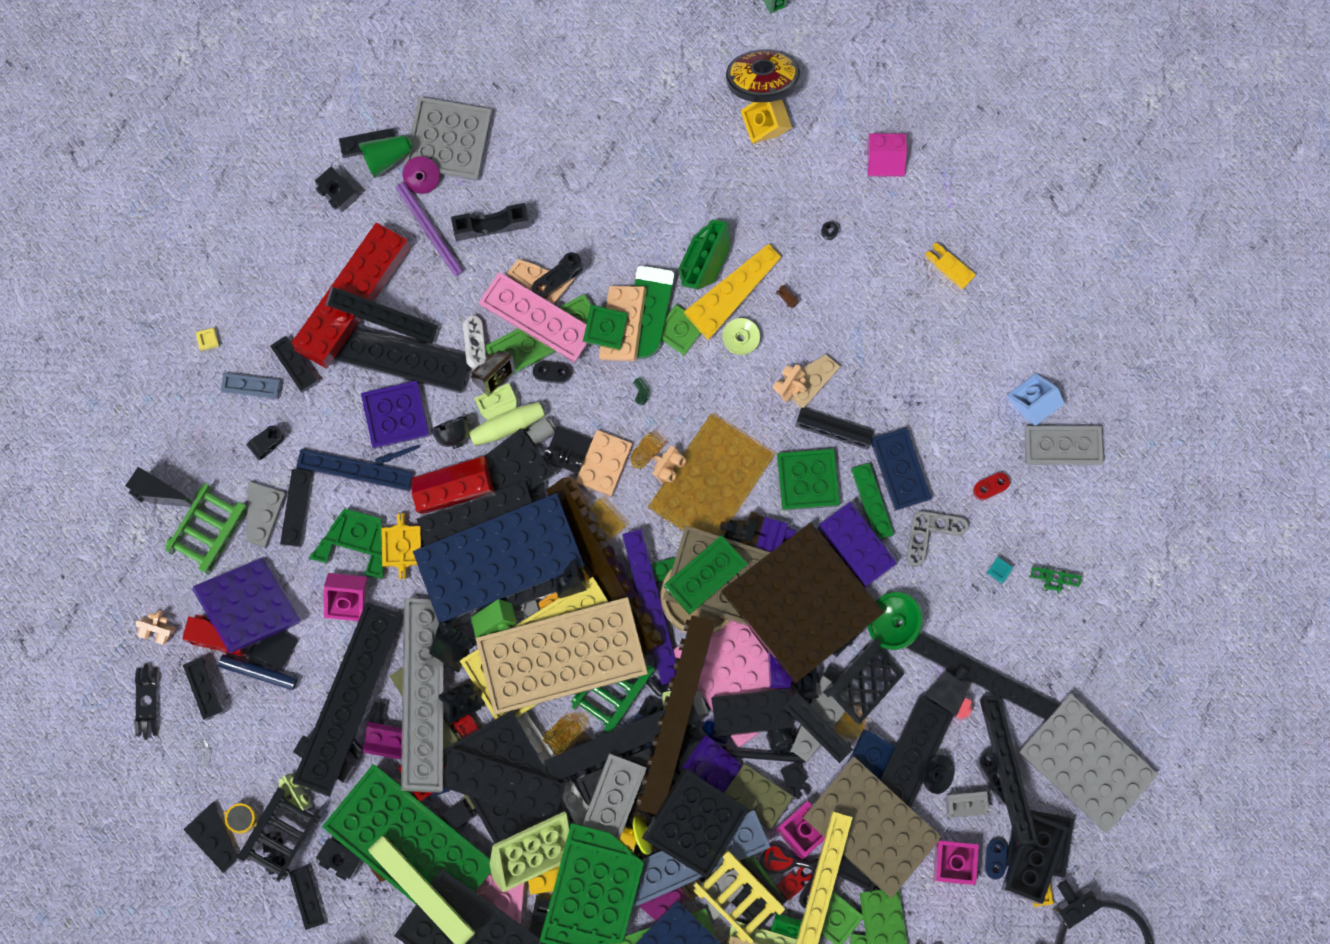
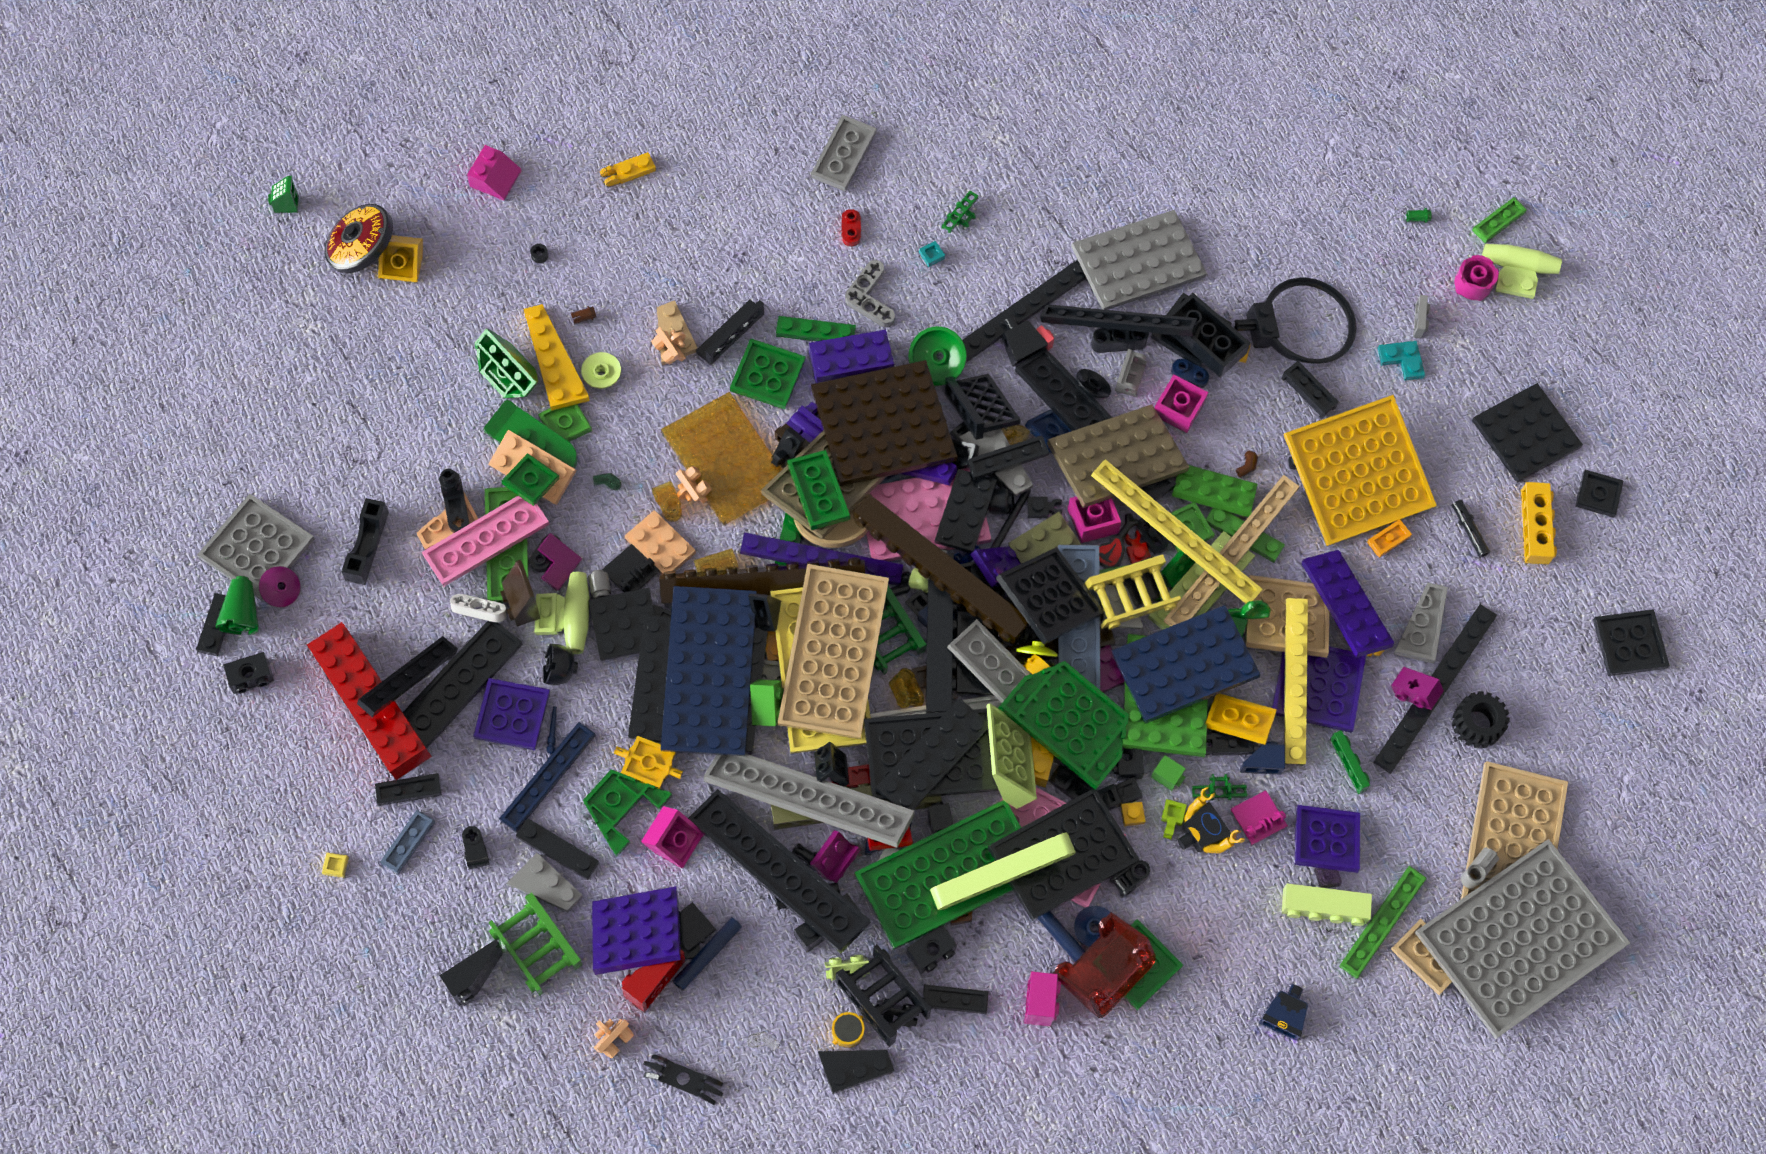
camera: 65 degrees left, 10 degrees down
(202, 689) = (699, 1012): black container -> none
(429, 229) = (338, 603): medium lavender axle -> none
(450, 645) = (770, 752): black hinge -> none
(451, 485) = (612, 687): red slope -> none
(548, 391) = (563, 561): none -> magenta tile
(900, 469) = (798, 292): dark blue plate -> none
(1036, 399) = (789, 154): light blue slope -> none

